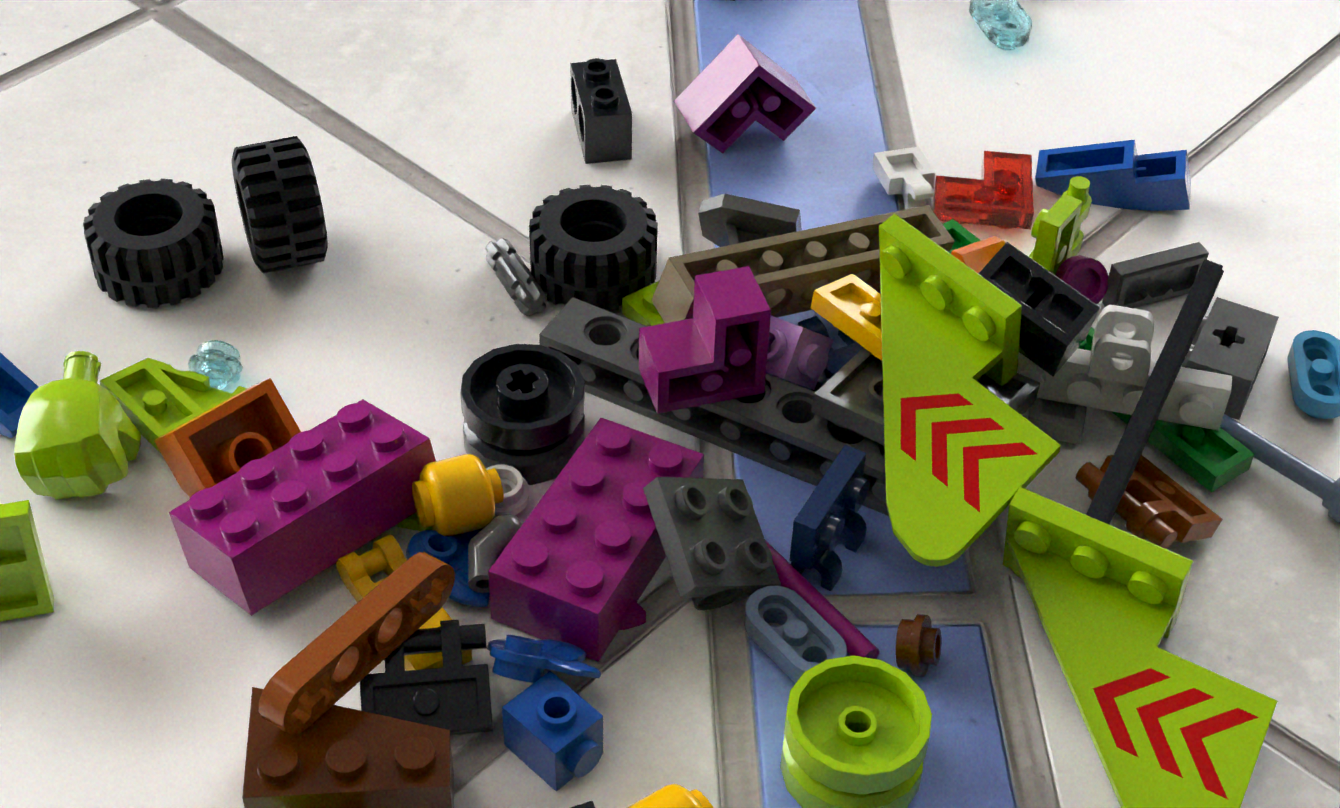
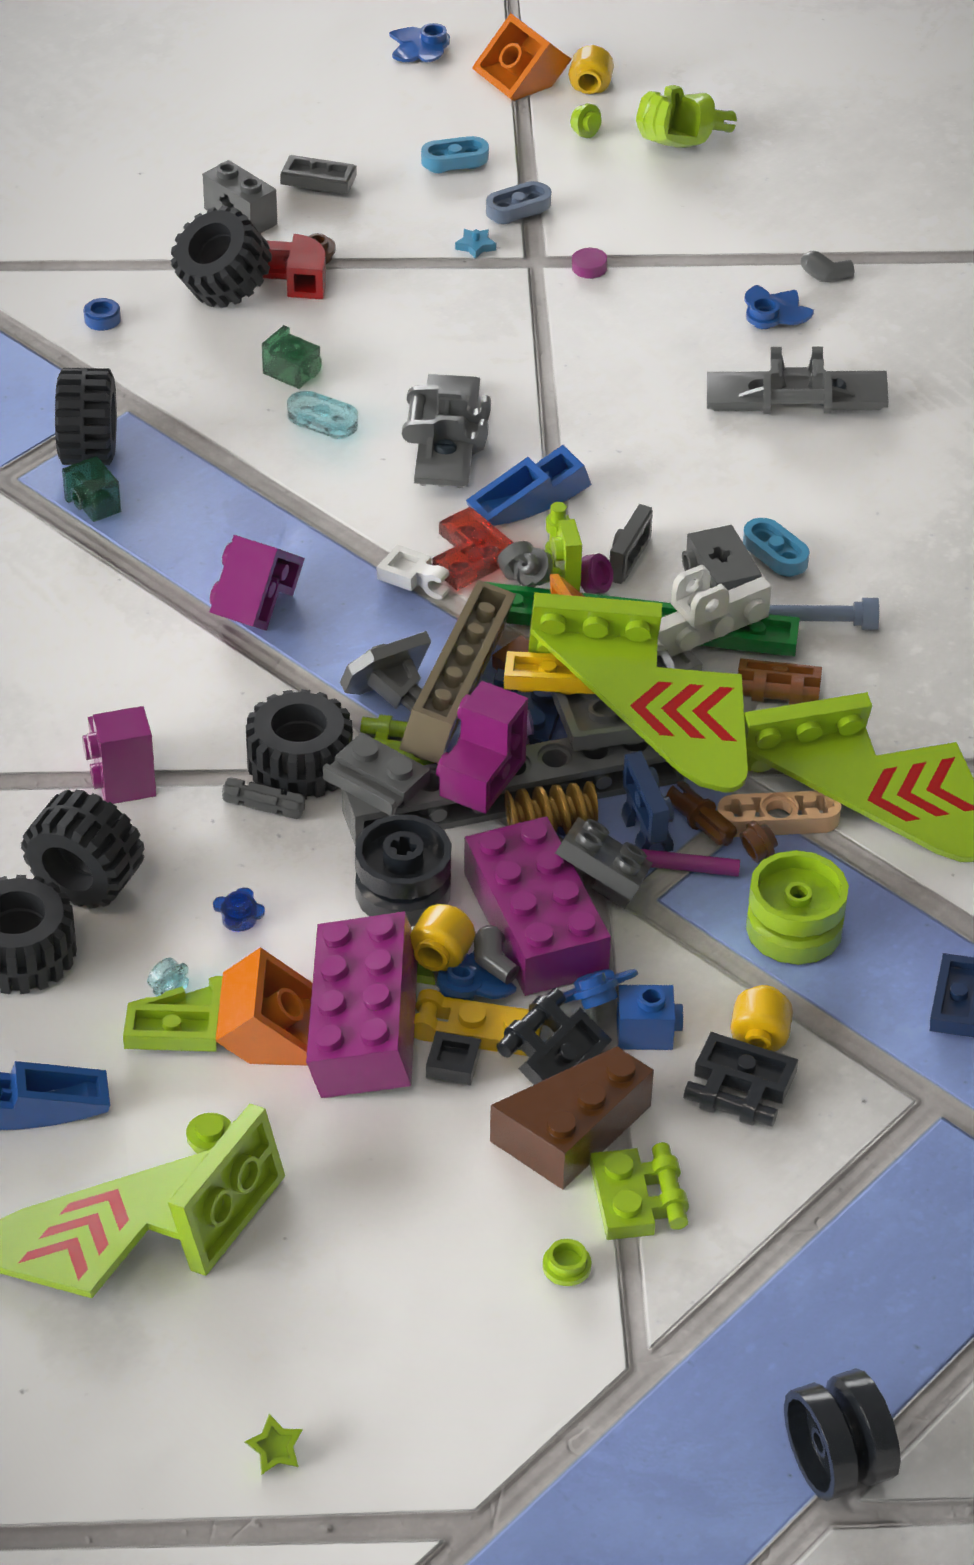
camera: 45 degrees left, 0 degrees up
(54, 520) = (206, 1131): none -> lime plate
(74, 434) = (164, 1068): lime piece -> none
(319, 611) = (453, 1058): none -> black plate
(356, 643) = (527, 1035): dark orange beam -> none
(358, 352) = (239, 909): none -> clear blue plate
(439, 158) = (121, 754): none -> magenta brick
(601, 111) = (168, 650): black brick -> none
(602, 308) = (376, 774): none -> dark grey plate
(730, 458) = (558, 807): none -> pearl gold piece
(799, 640) = (695, 883): sand blue plate -> none
(894, 577) = (702, 814): none -> reddish brown axle
(993, 656) = (807, 801): none -> light nougat beam
(1014, 224) = (526, 564): none -> dark grey arm
(1052, 313) = (671, 591): black brick -> none
(1105, 92) = (446, 428): none -> dark grey piece
(1155, 393) = (747, 612): black tile -> none

